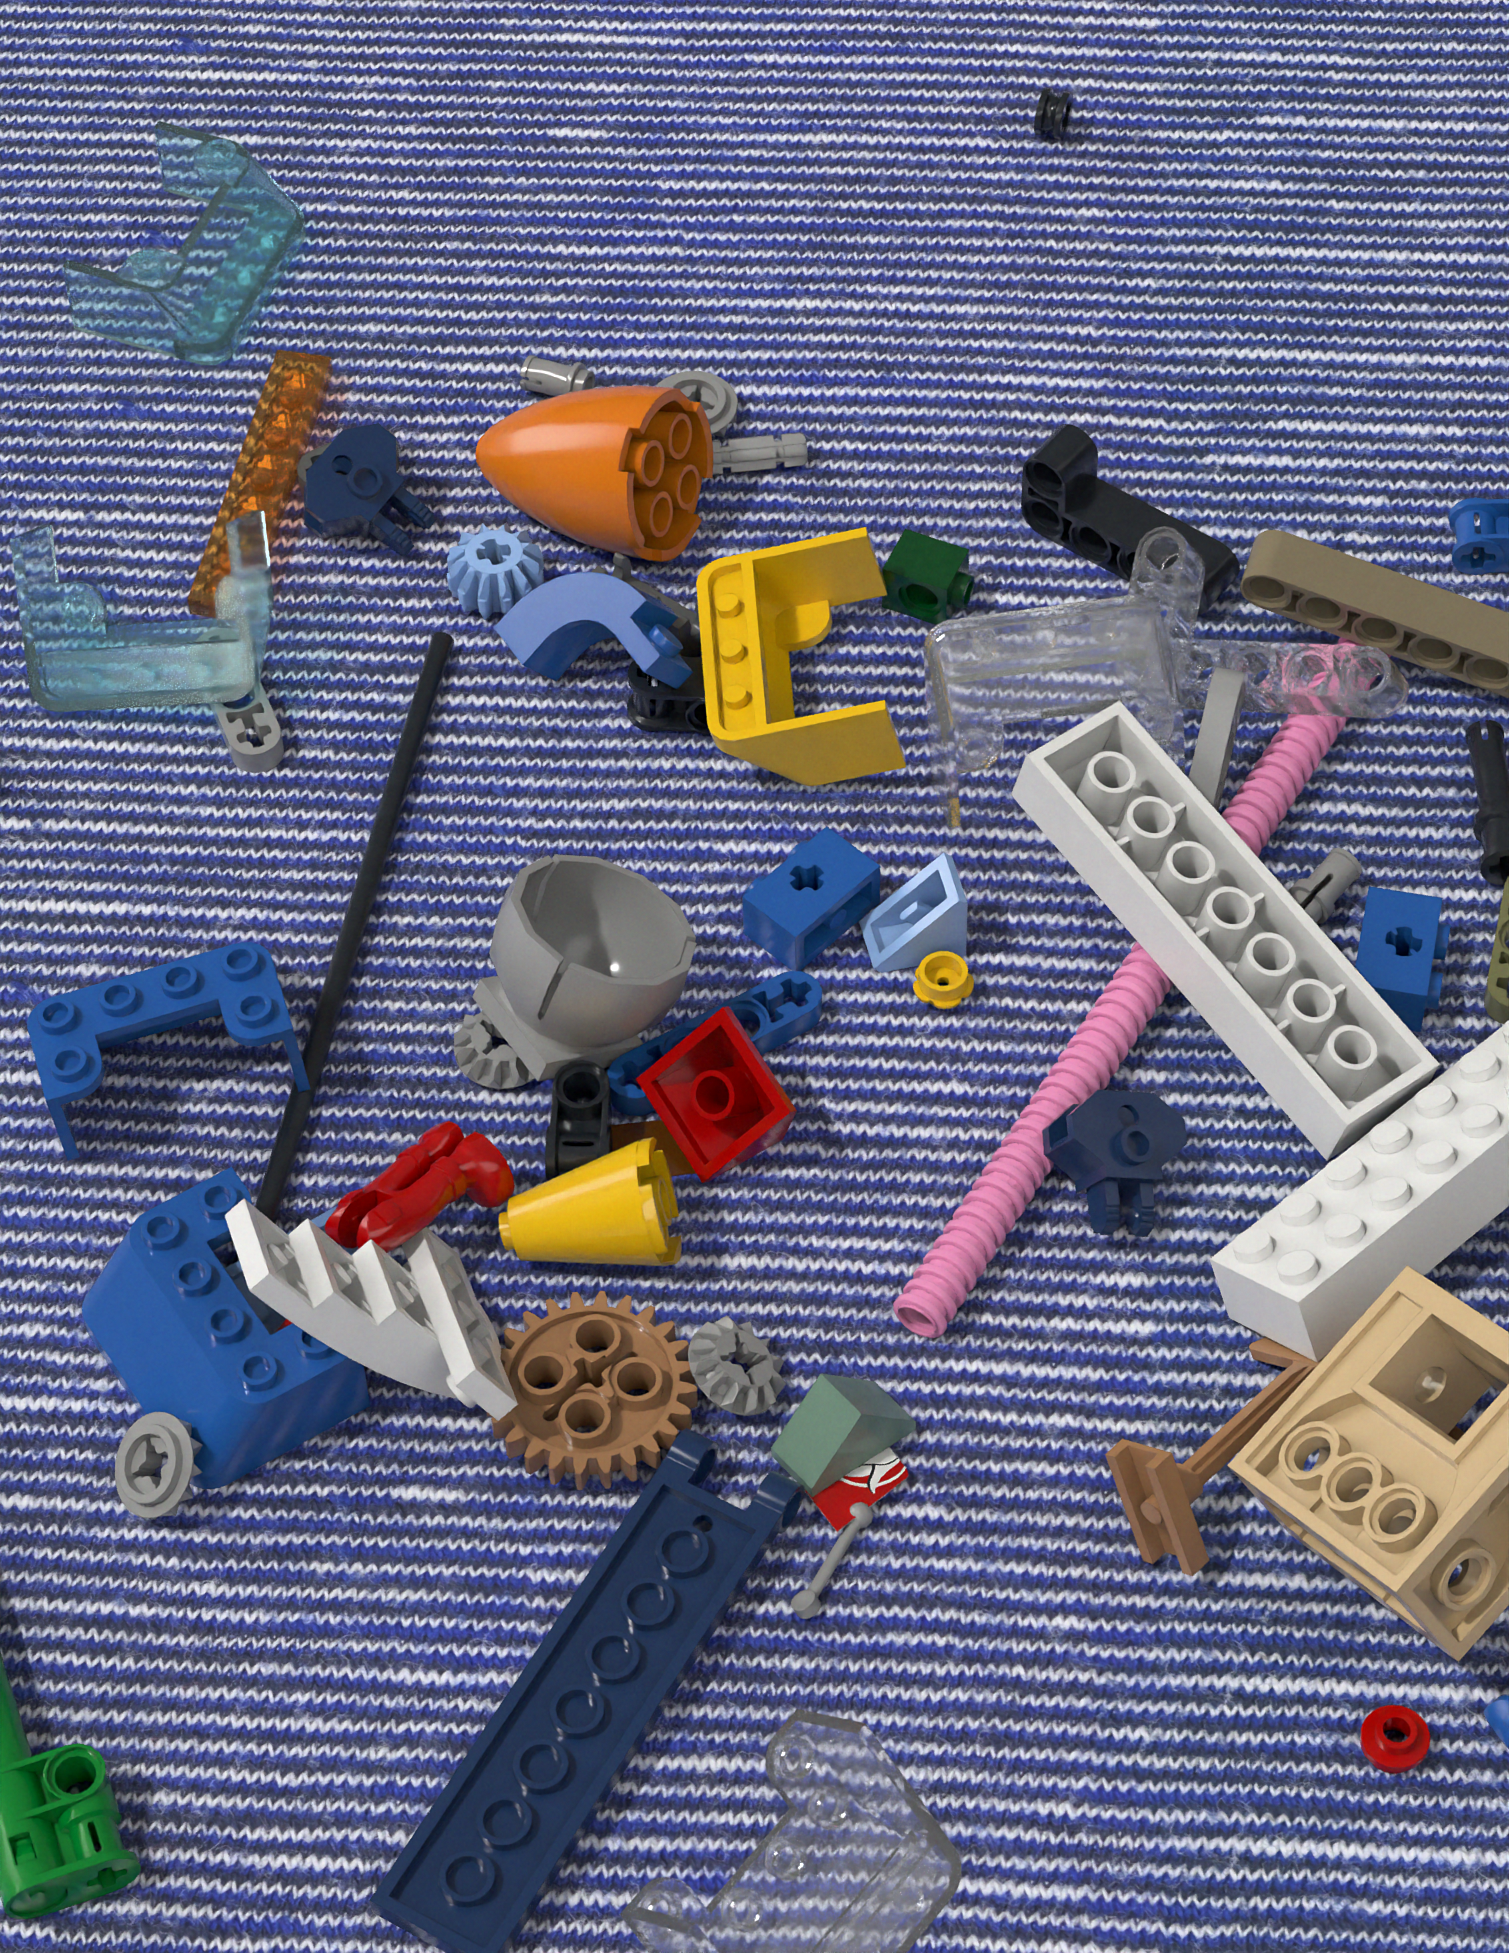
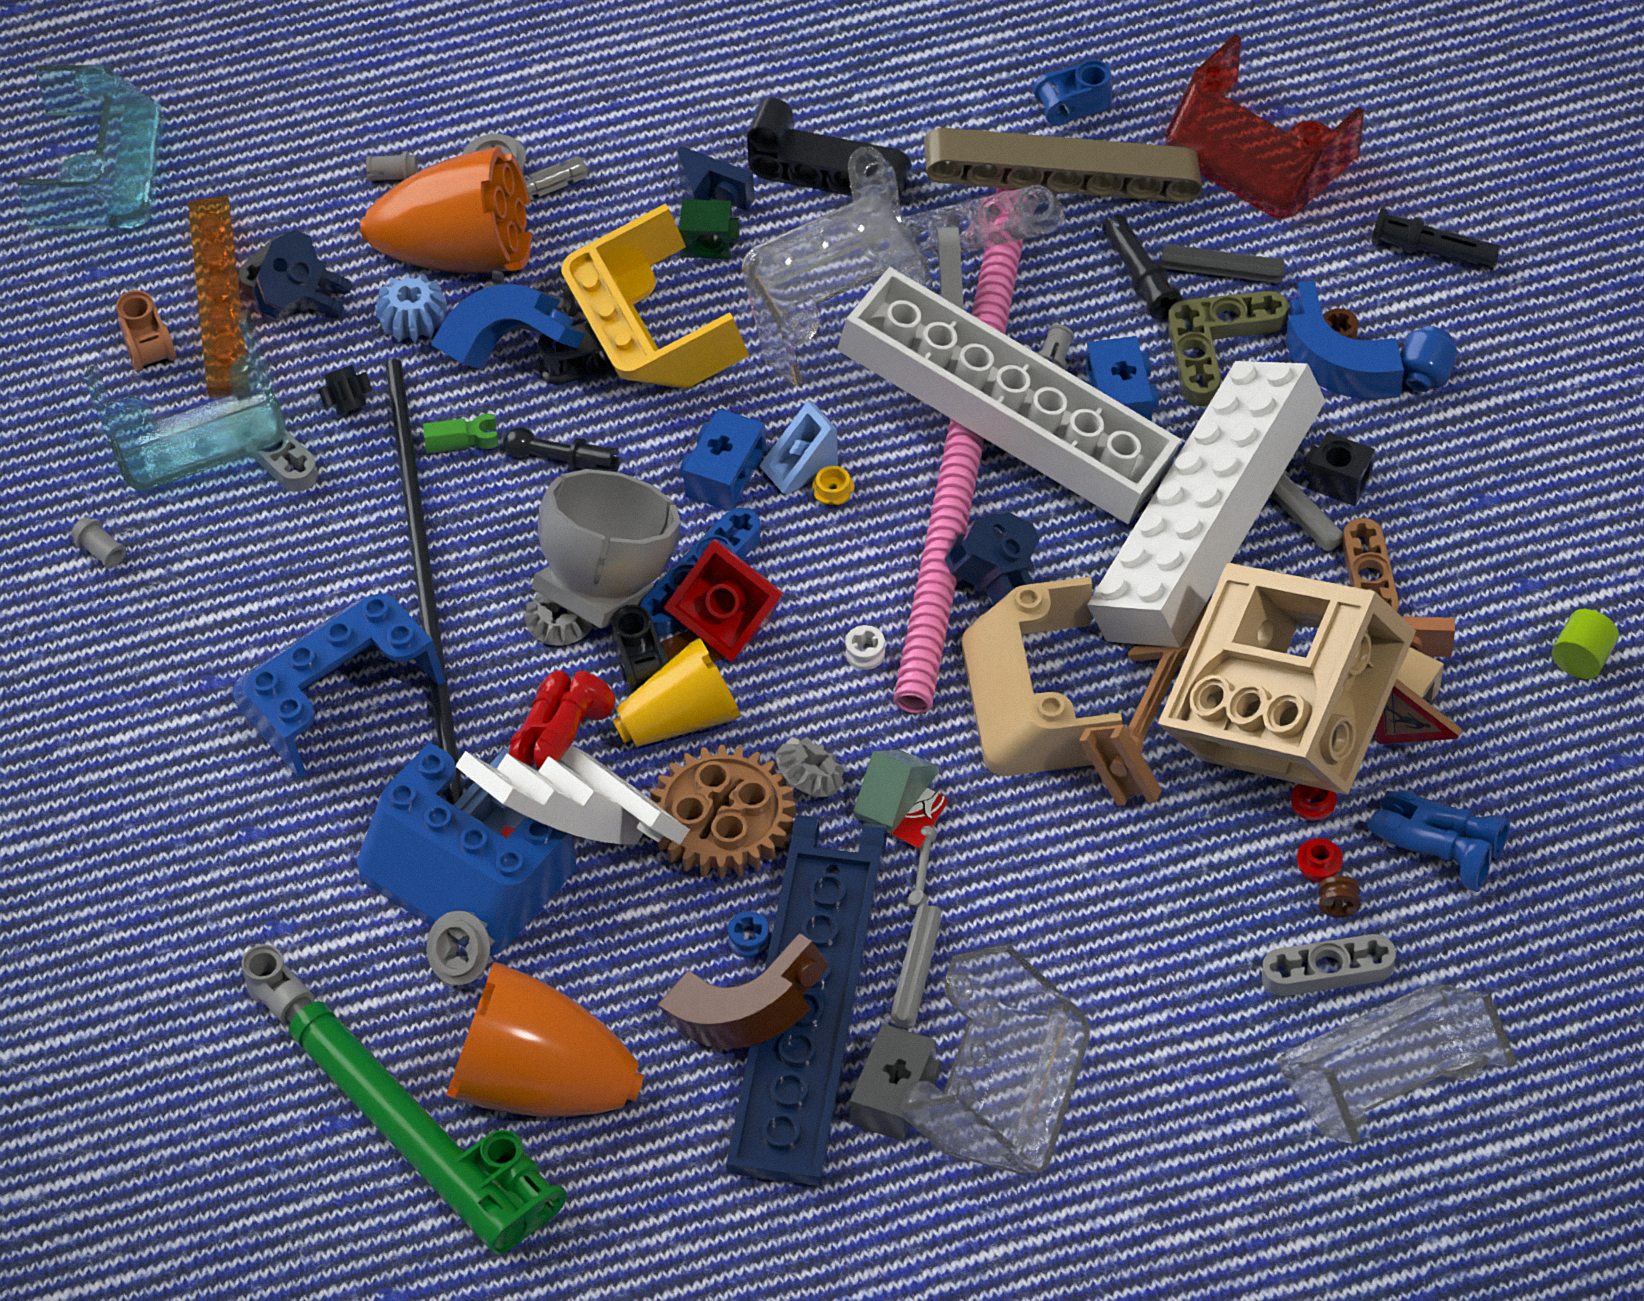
camera: 20 degrees left, 0 degrees up
(143, 500) = (143, 330): none -> nougat piece
(183, 1651) = (540, 1053): none -> orange cylinder
(360, 654) = (345, 389): none -> black gear
(483, 759) = (460, 434): none -> bright green bar
(498, 1691) = (749, 1011): none -> arch
(542, 1559) = (745, 921): none -> blue bush
(625, 834) = (521, 443): none -> black pin
(659, 1828) = (892, 1065): none -> dark grey brick
(759, 1701) = (916, 966): none -> light grey axle
(887, 1204) = (857, 639): none -> white bush
(963, 513) = (711, 178): none -> dark blue slope
(1066, 1415) = (1015, 726): none -> tan windscreen
(1368, 1883) = (1316, 980): none -> light grey beam
(1398, 1805) = (1339, 896): none -> reddish brown bush
(1413, 1663) = (1309, 810): none -> red plate

